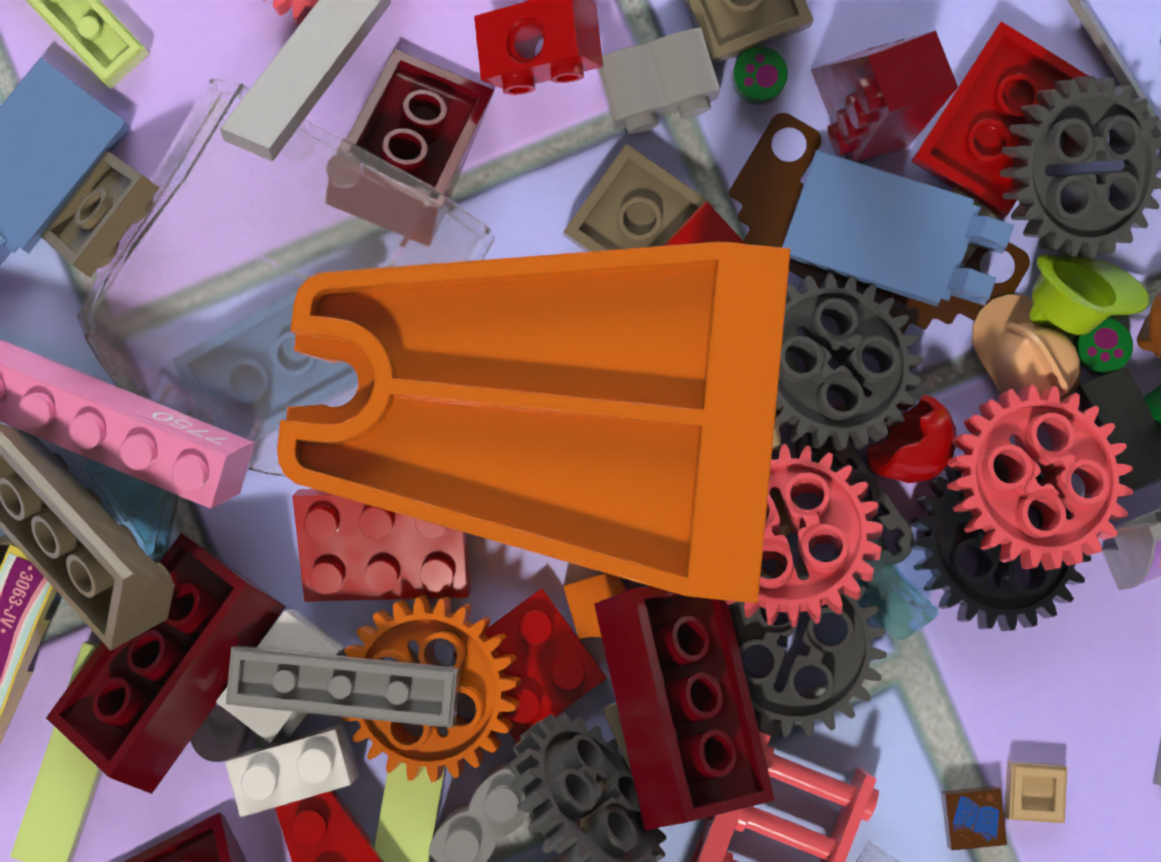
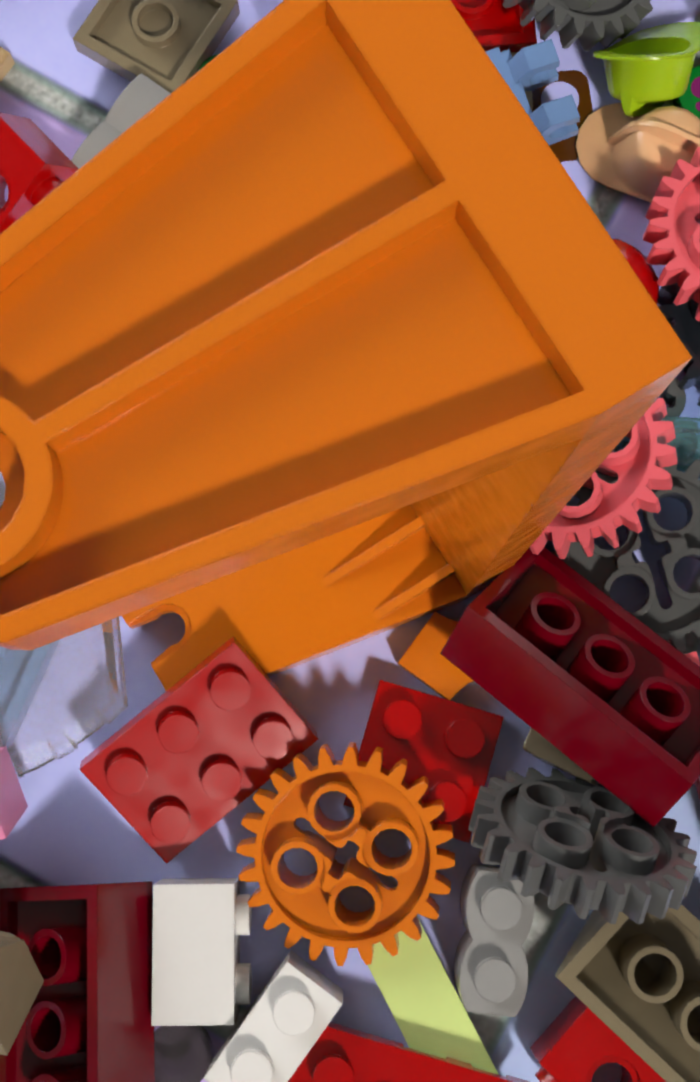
camera: 35 degrees left, 5 degrees down
(343, 686) = (263, 913): light grey tile -> none

